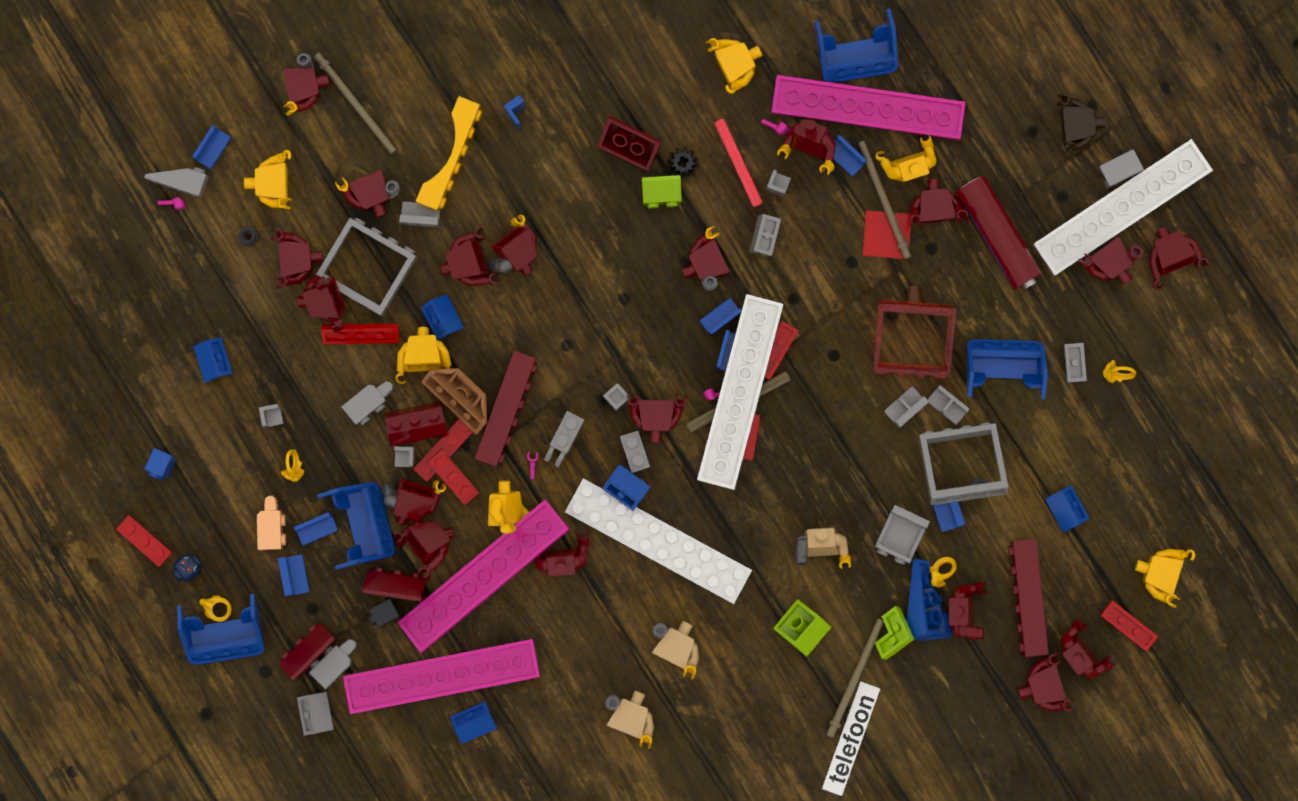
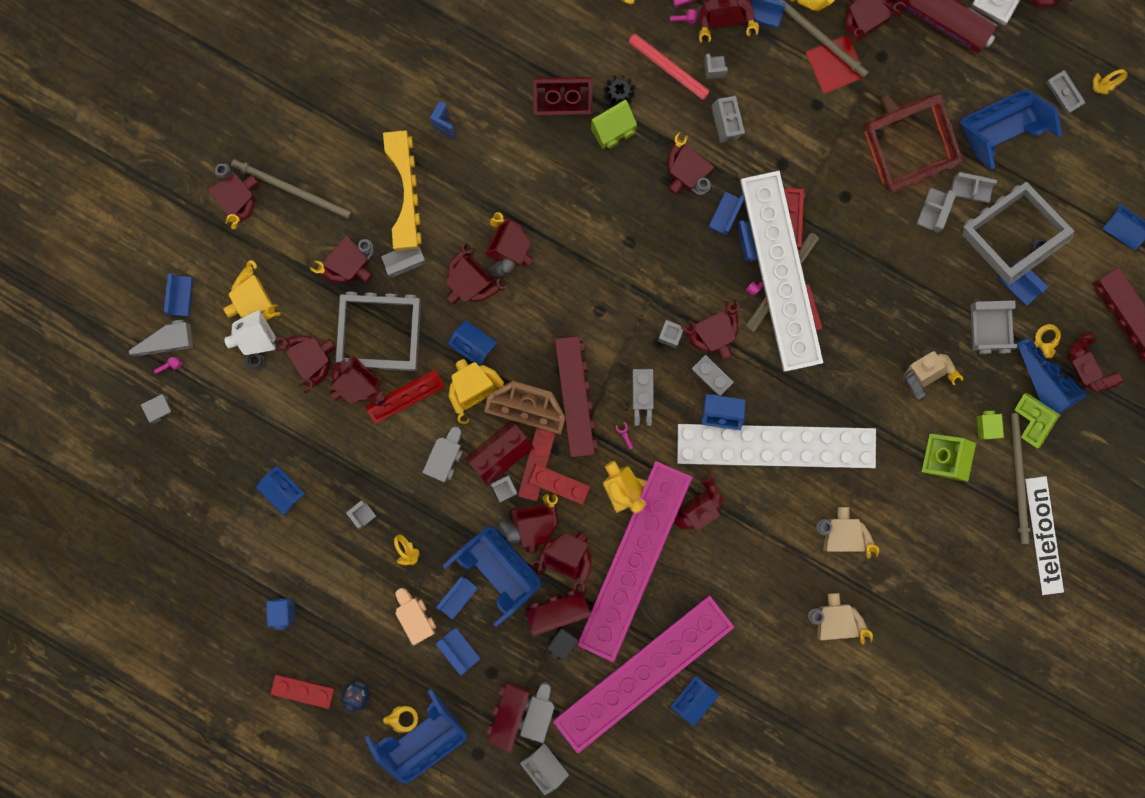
camera: 35 degrees left, 0 degrees up
(143, 235) = (156, 408): none -> light grey panel
(256, 214) = (251, 334): none -> white torso
(852, 618) = (990, 426): none -> lime brick

